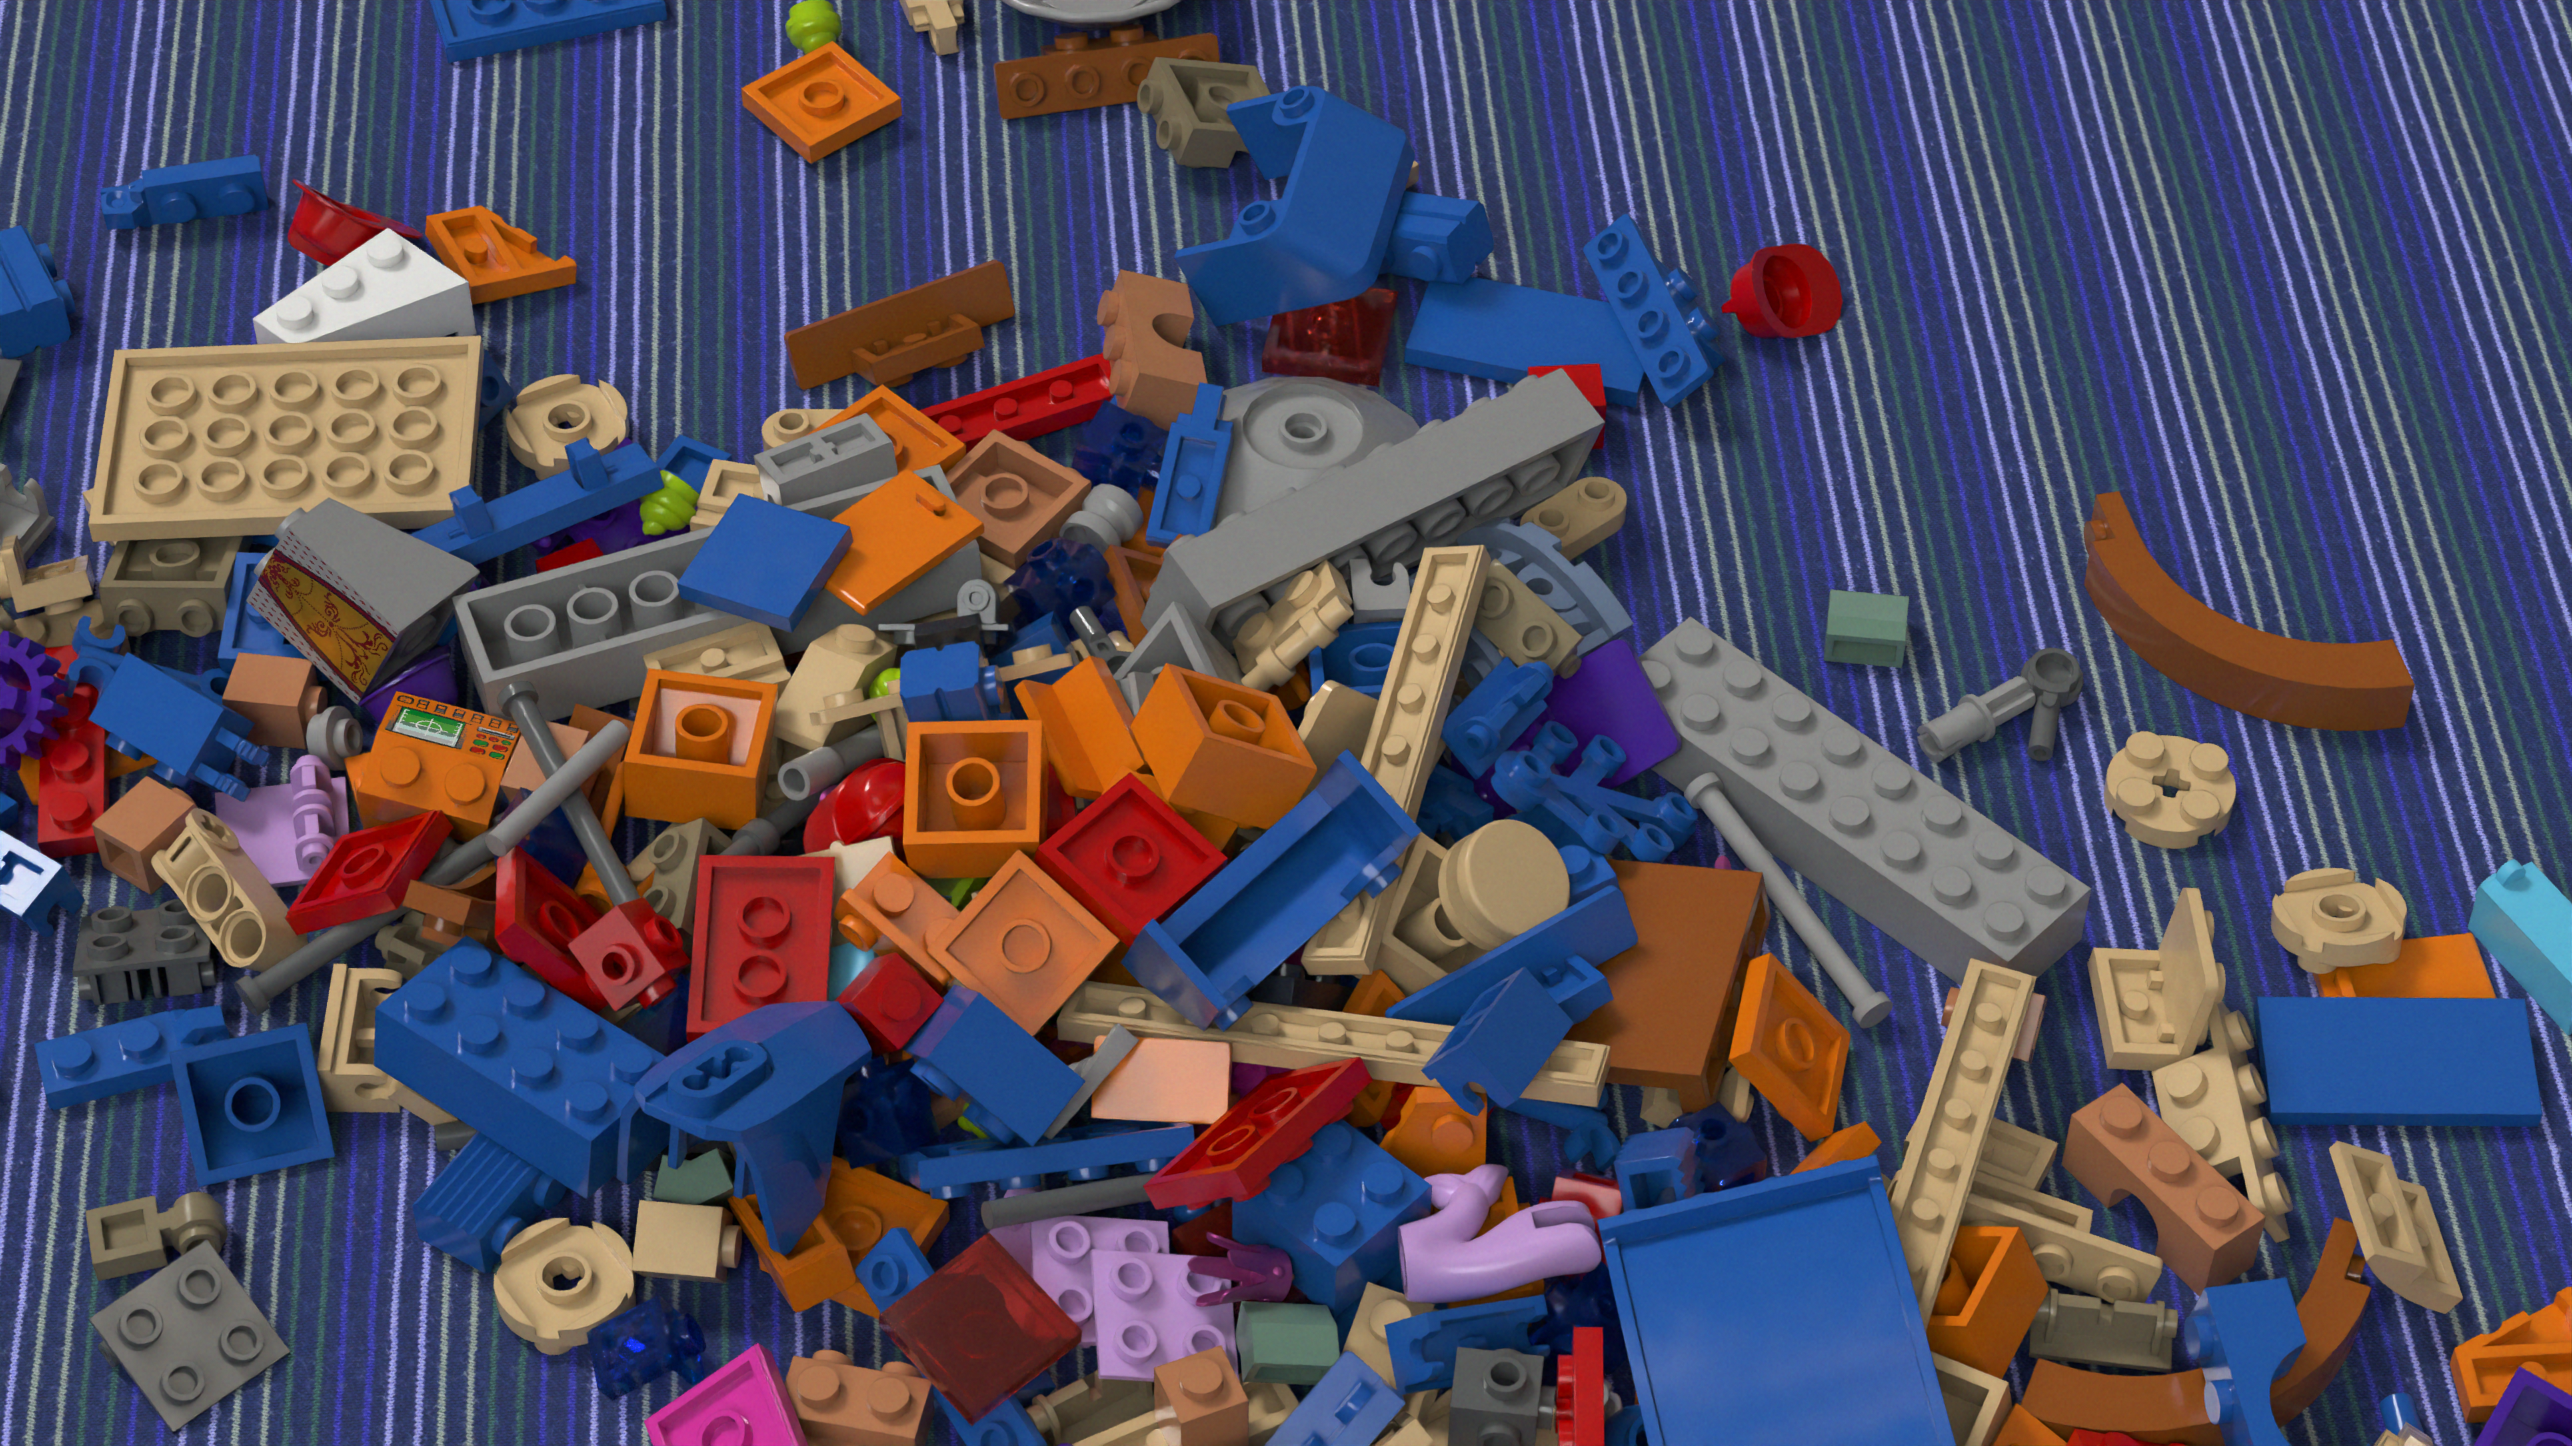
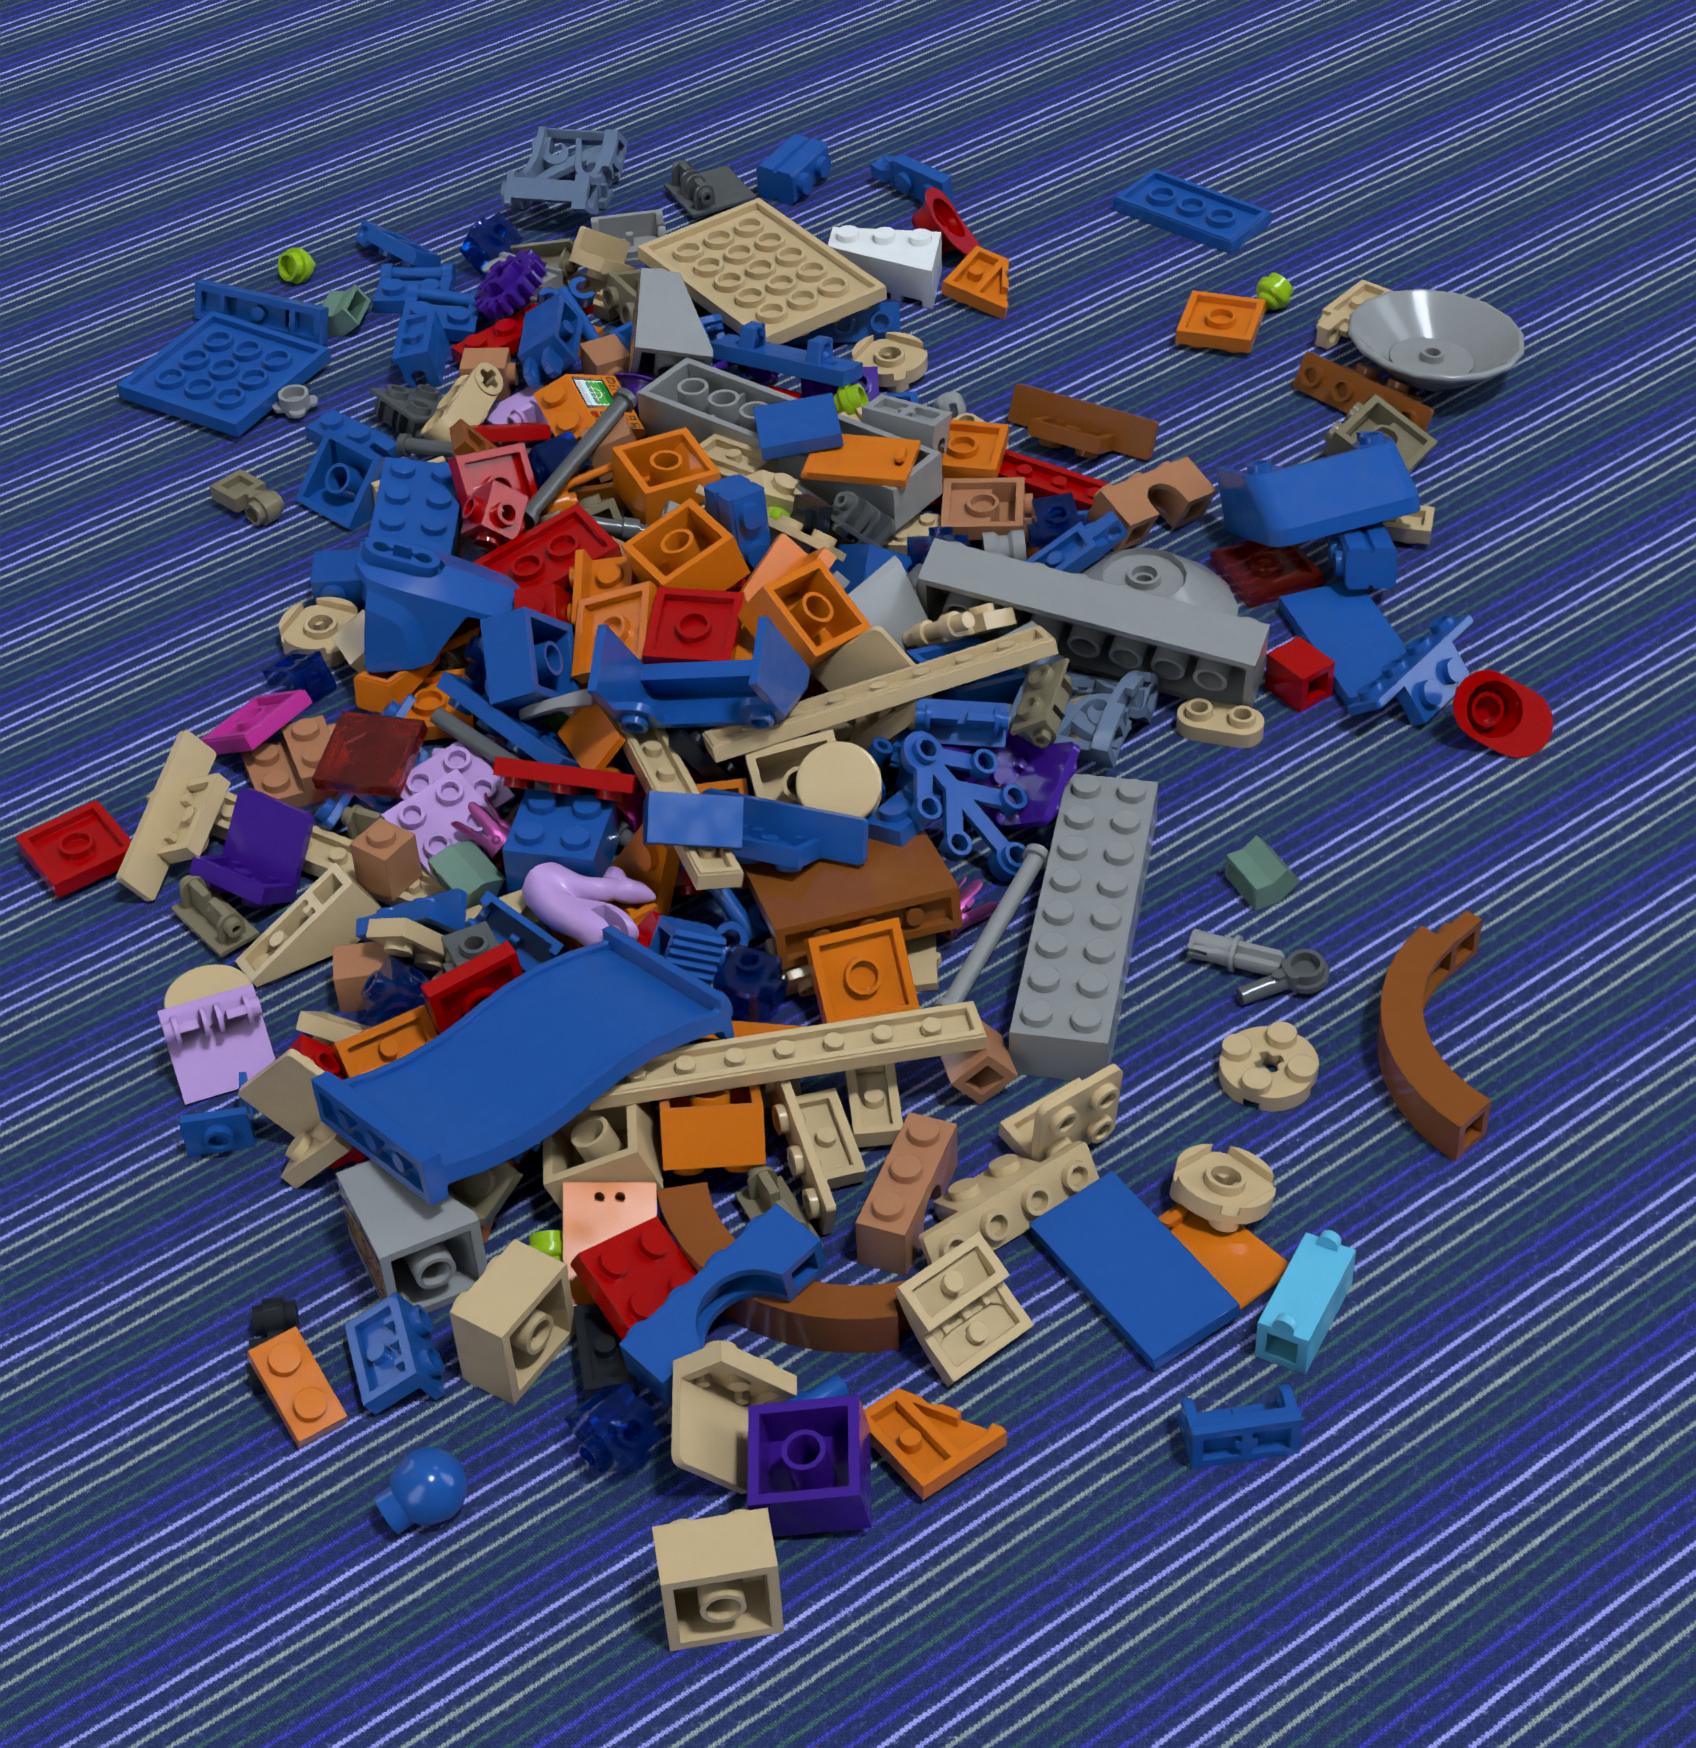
camera: 60 degrees right, 5 degrees down
(188, 1336) = (195, 535): dark grey hinge -> none
(557, 788) = (570, 435): light grey bar -> none
(739, 427) = (949, 400): none -> light grey hinge

